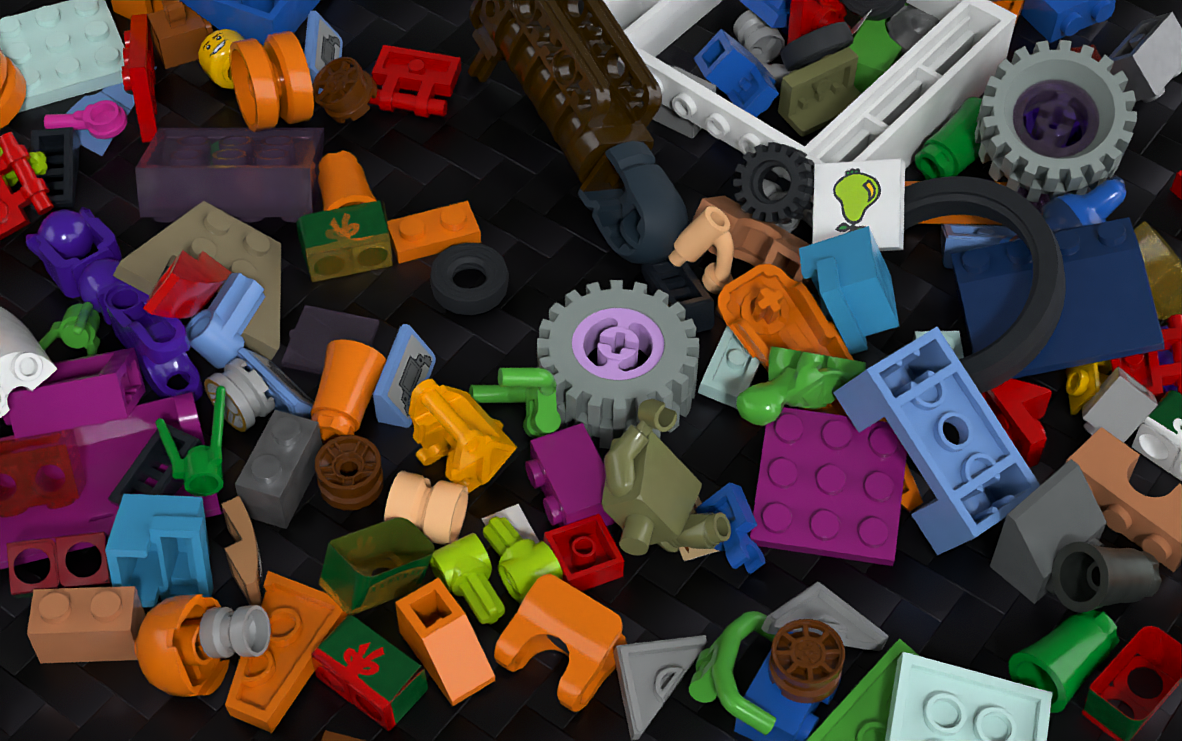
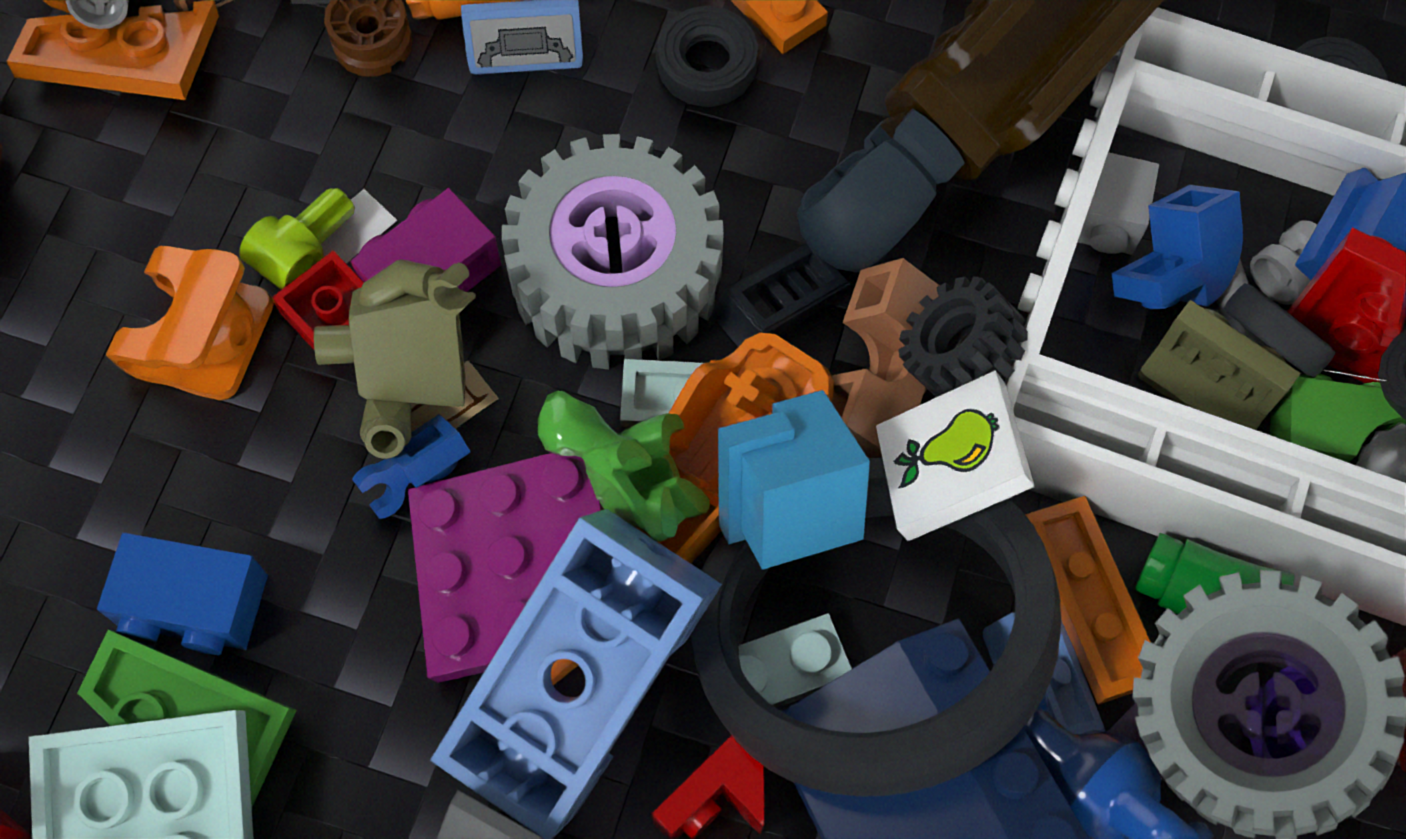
camera: 70 degrees right, 15 degrees up
(359, 590) = (225, 62): clear yellow piece -> none
(369, 672) = (100, 137): piece -> none
(433, 510) = (331, 118): light nougat wheel -> none
(444, 641) = (151, 192): orange slope -> none
(457, 427) = (449, 111): light orange piece -> none
(465, 572) = (267, 186): lime axle -> none
(526, 385) = (494, 186): bright green piece -> none
(650, 674) = (182, 432): light grey tile -> none
(707, 230) = (853, 285): light nougat plant -> none
(716, 677) = (177, 495): bright green piece -> none
(805, 662) = (186, 590): reddish brown wheel -> none
(823, 605) = (310, 608): light grey tile -> none

